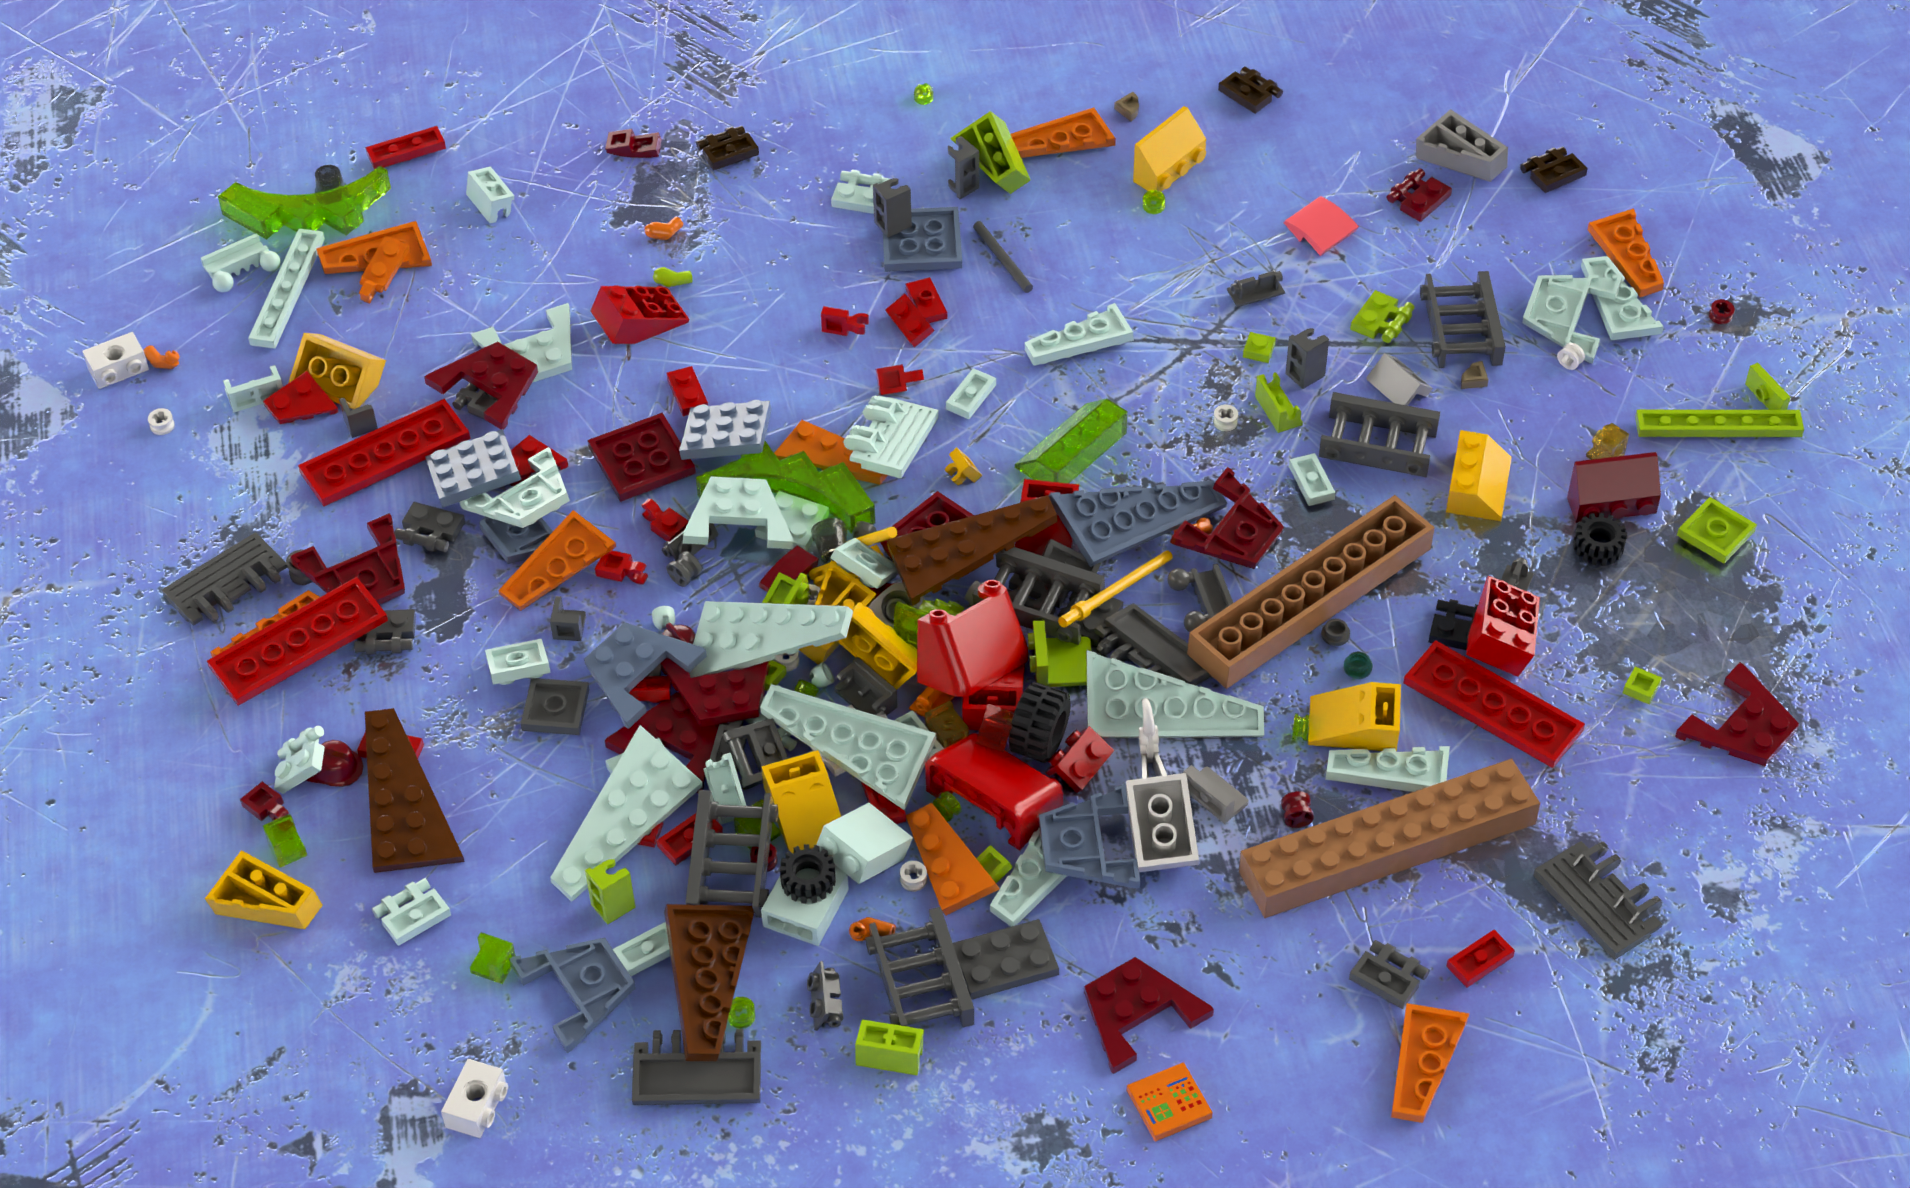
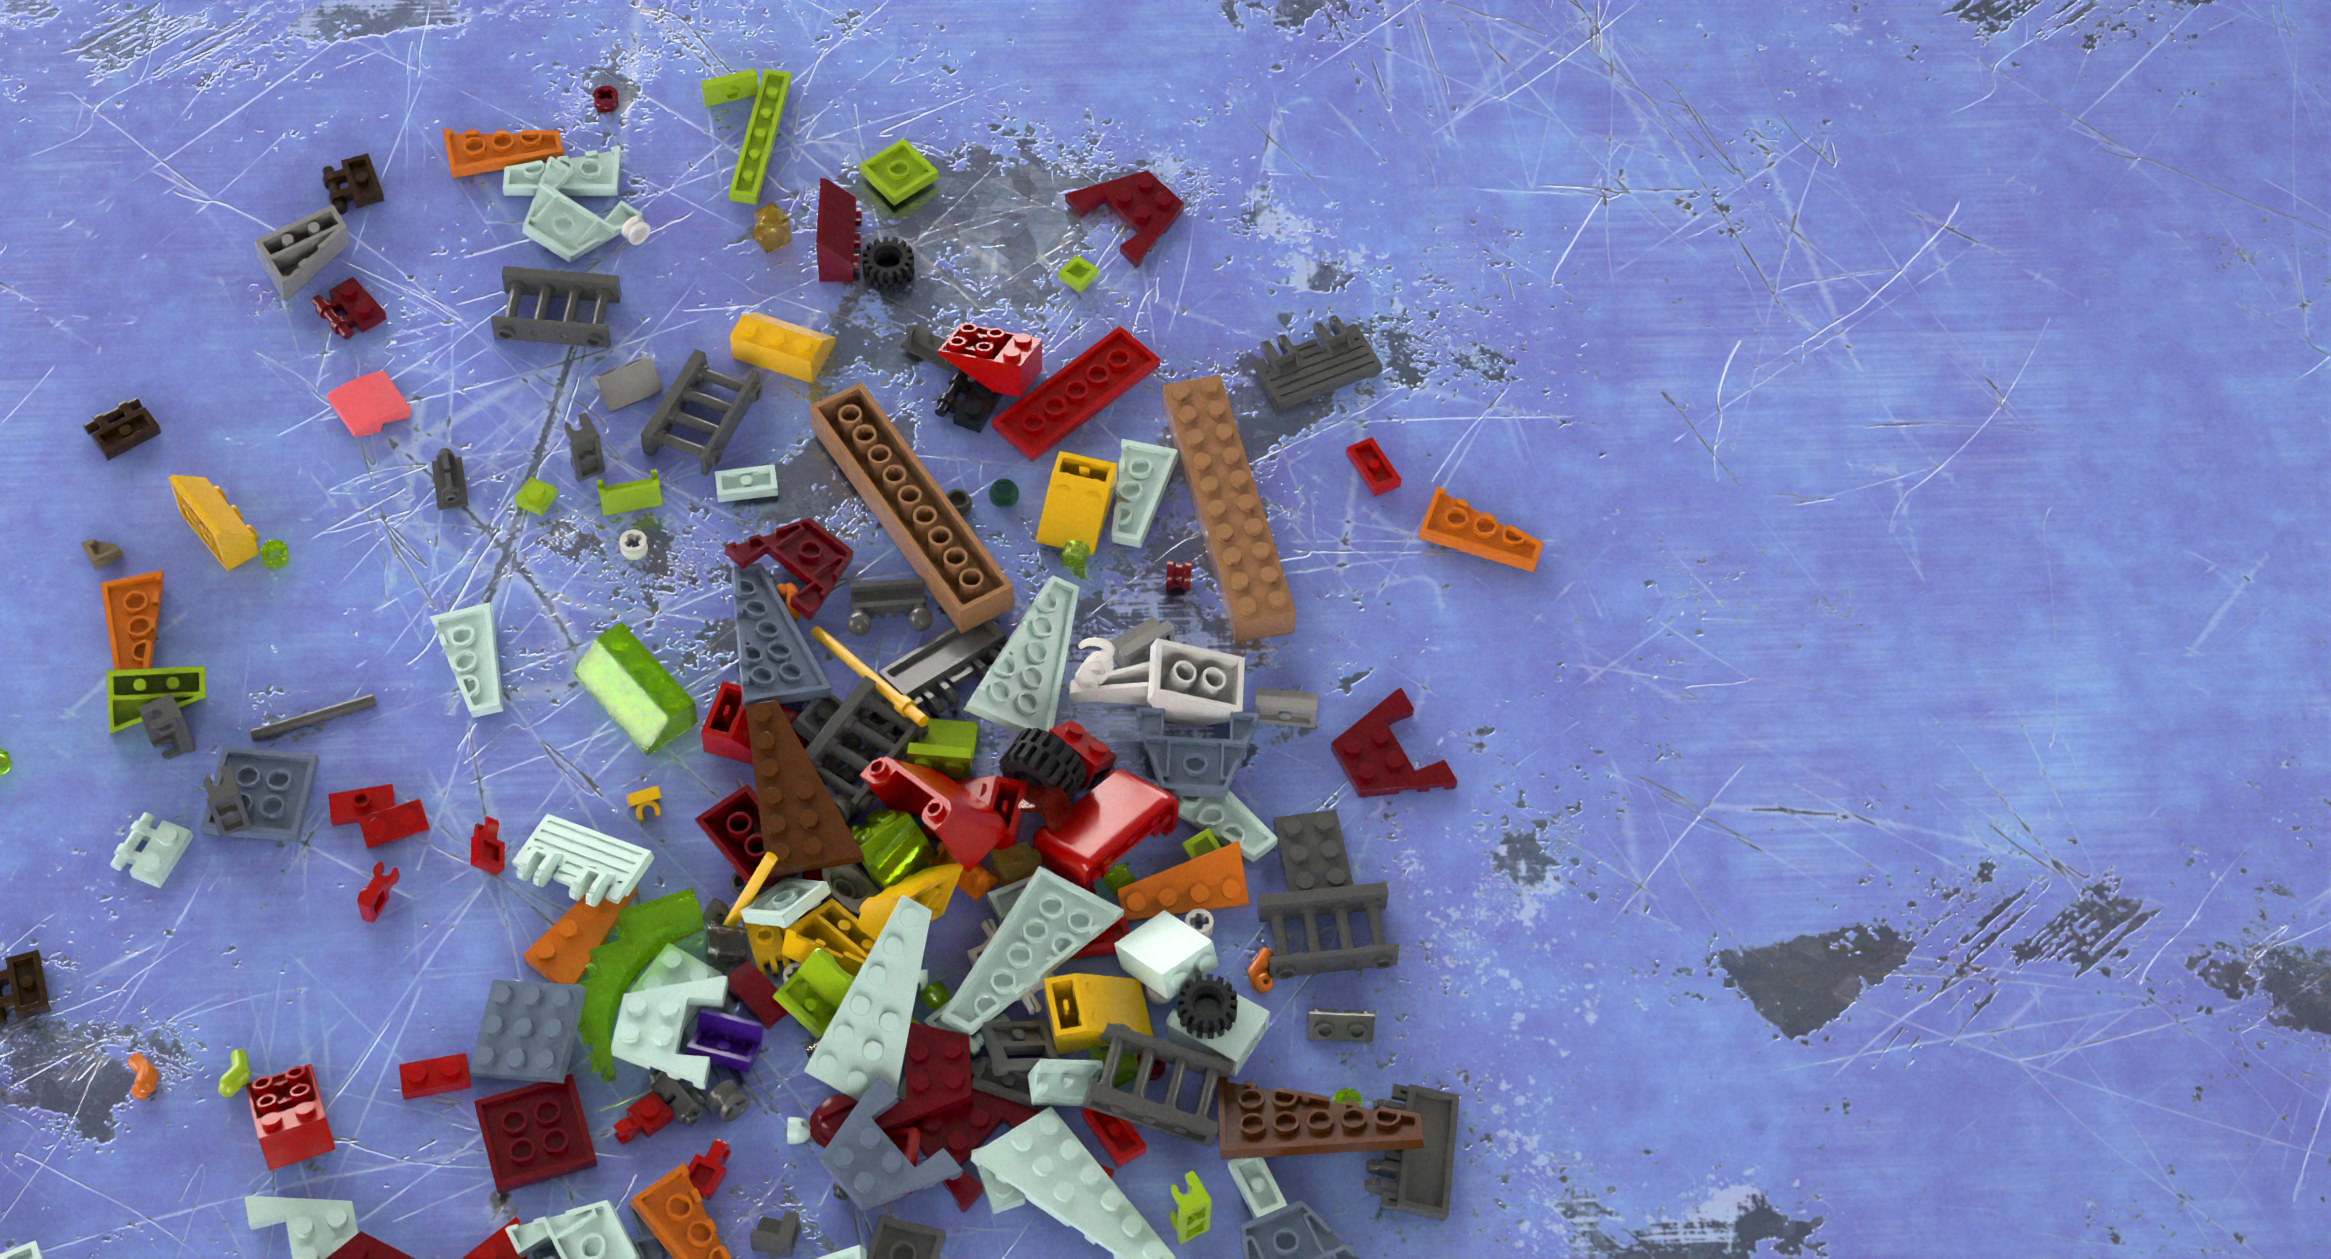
camera: 85 degrees left, 5 degrees up
(737, 558) = (726, 1040): none -> dark purple bracket
(866, 689) = (952, 935): dark grey hinge -> none
(889, 1047) = (1413, 967): lime hinge -> none
(971, 393) = (531, 777): light aqua plate -> none
(1169, 1101) = (1497, 743): orange tile -> none
(1171, 917) = (1286, 707): none -> light grey panel
(1375, 313) = (521, 386): lime plate -> none
(1386, 980) = (1385, 546): dark grey plate -> none
(1474, 376) = (634, 318): dark tan tile -> none

